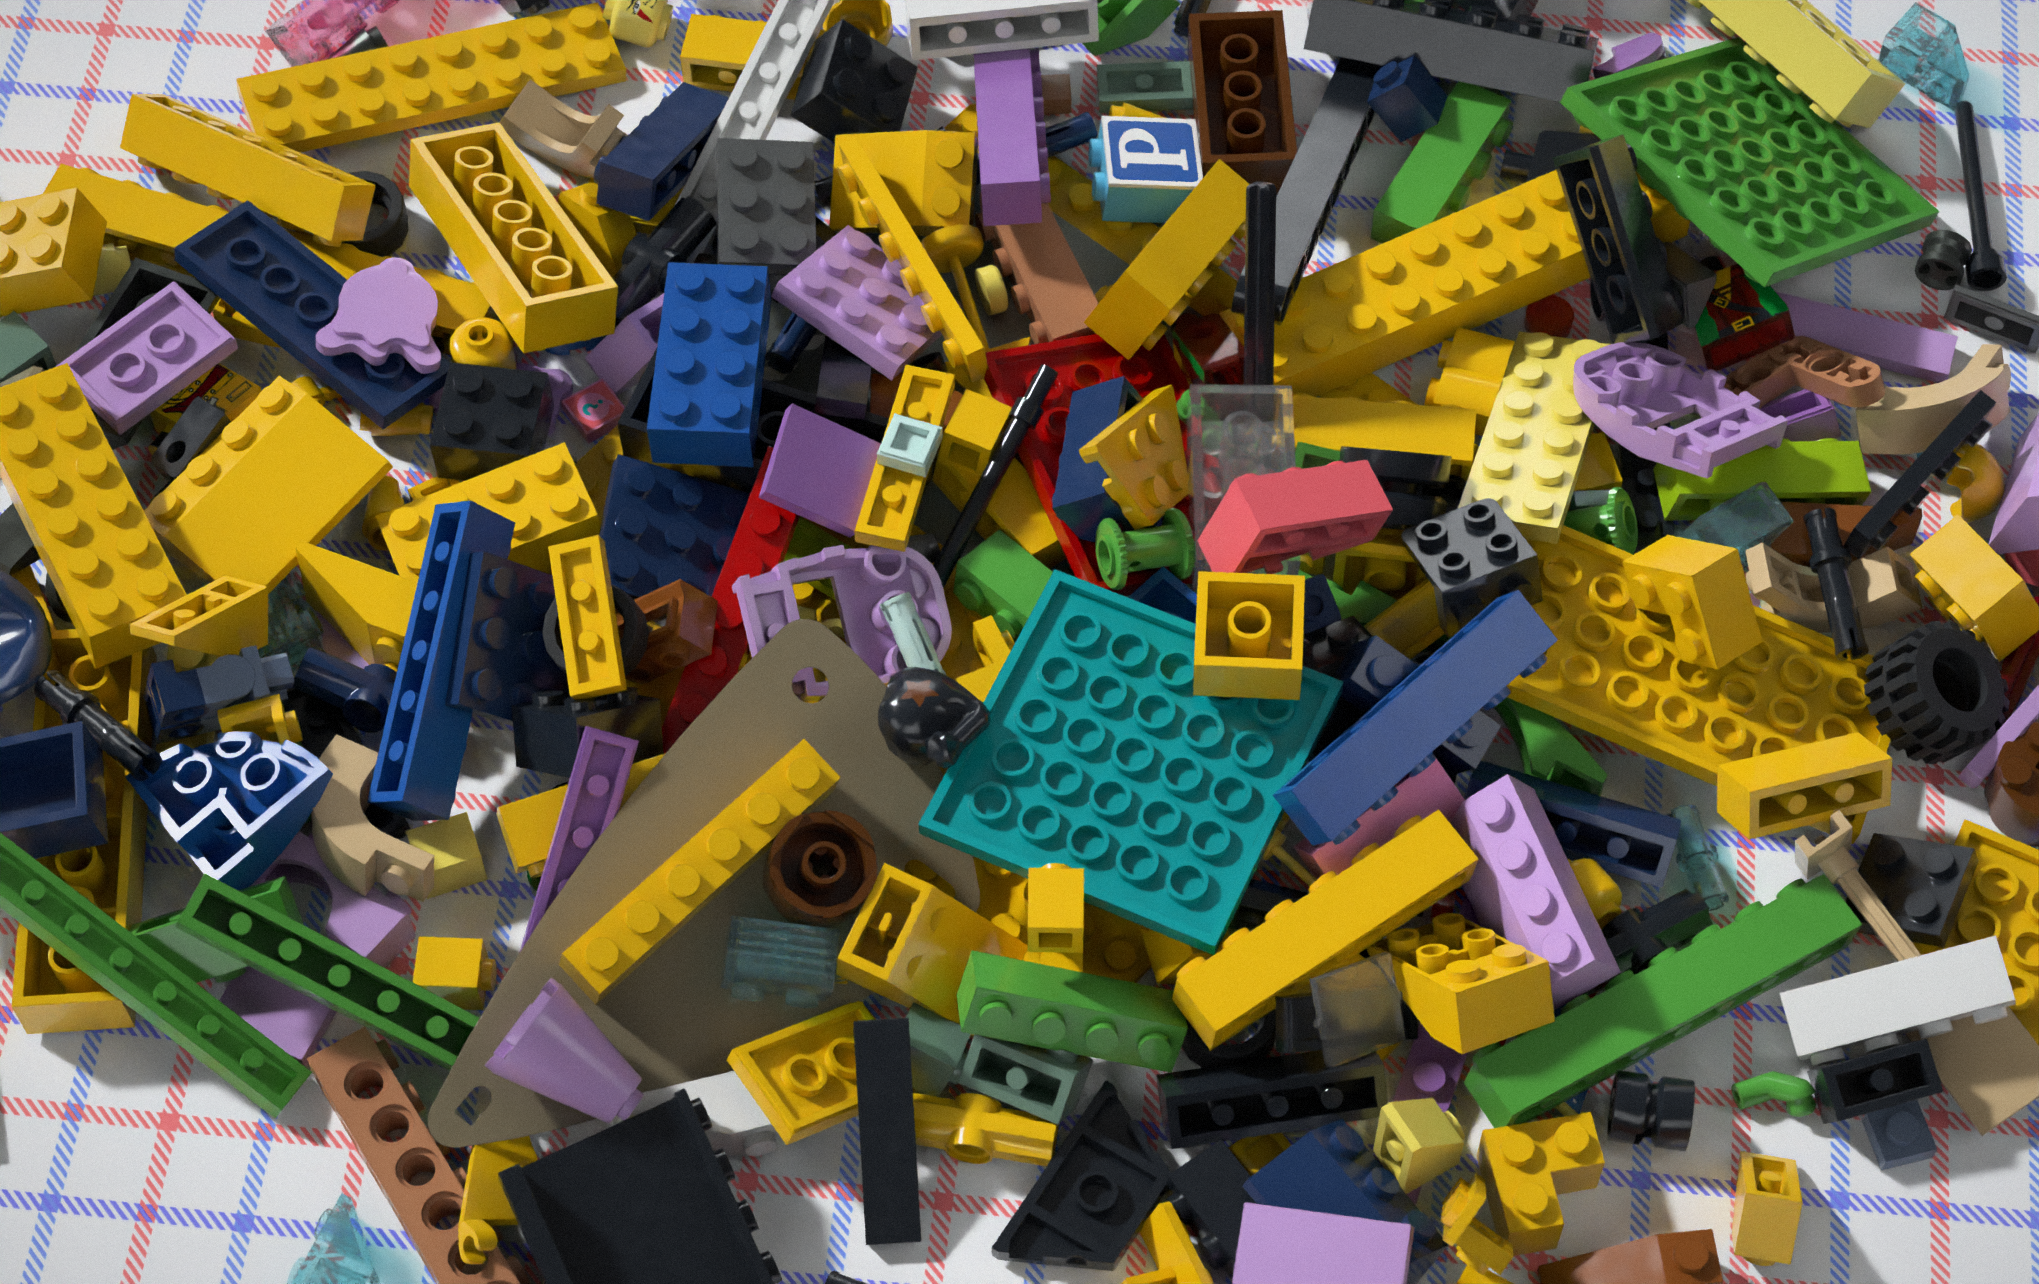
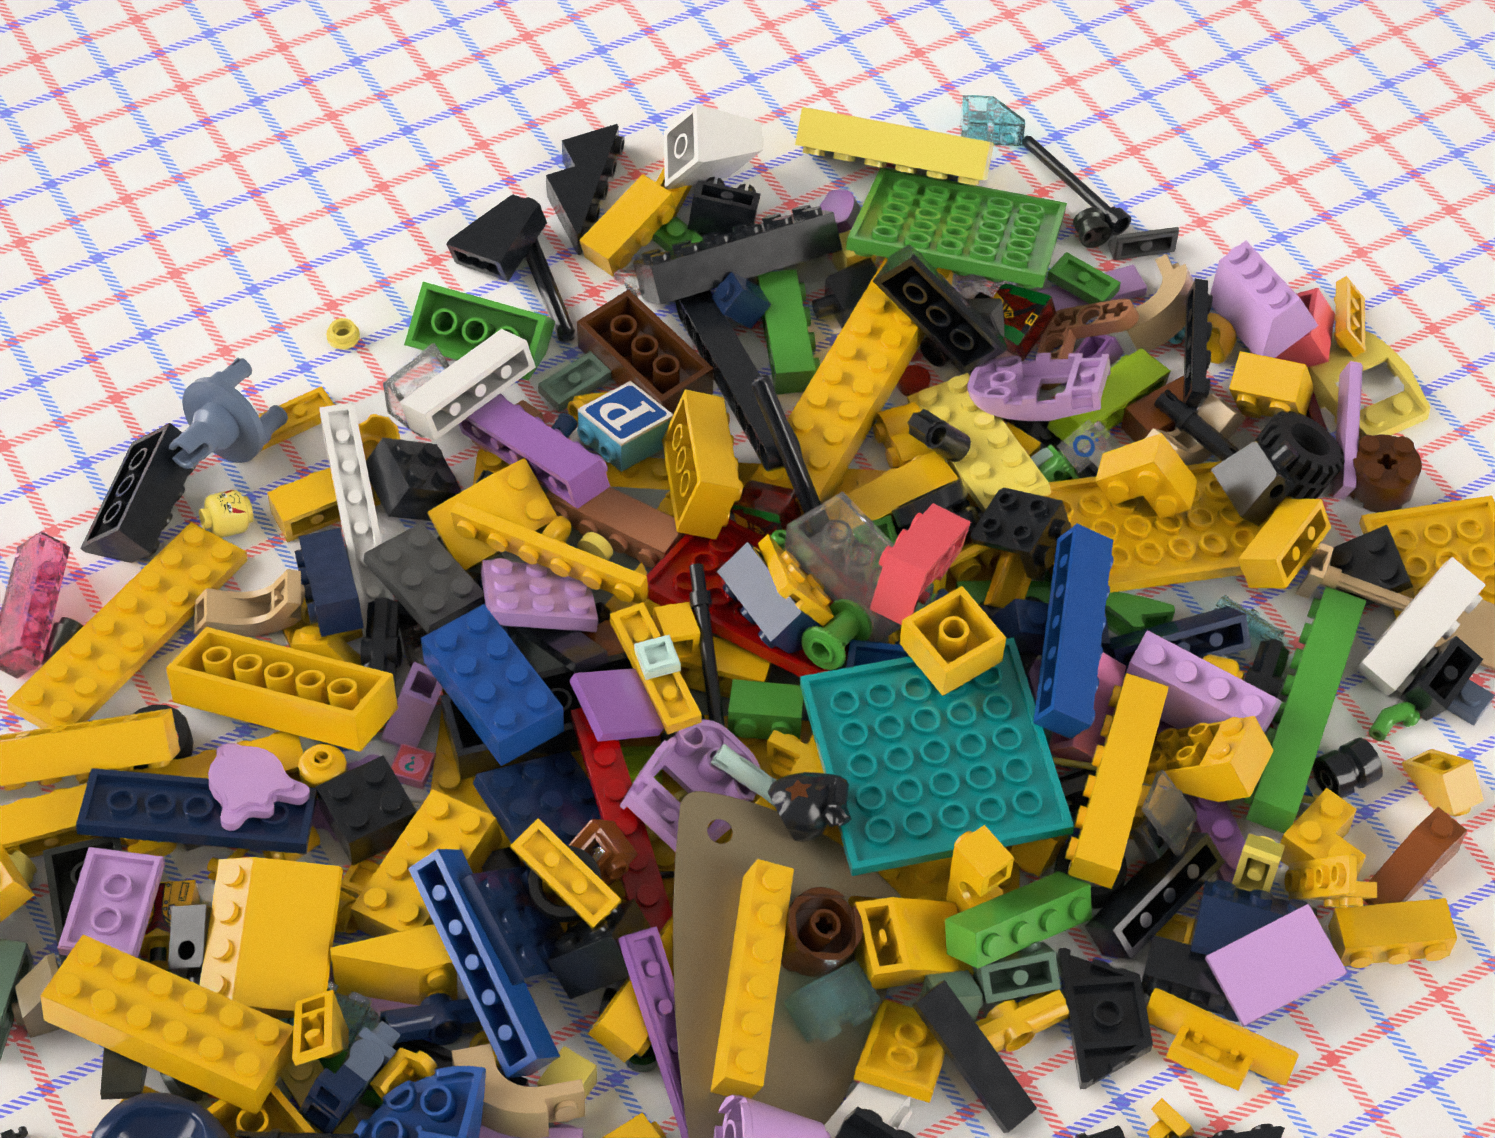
camera: 40 degrees left, 5 degrees down
(1486, 394) = (939, 435): none -> black piece
(1658, 511) = (1085, 444): none -> clear brick
(1742, 521) = (1127, 424): clear light blue slope -> none
(1839, 686) = (1257, 479): none -> black torso
(1864, 316) = (1083, 280): none -> bright green plate

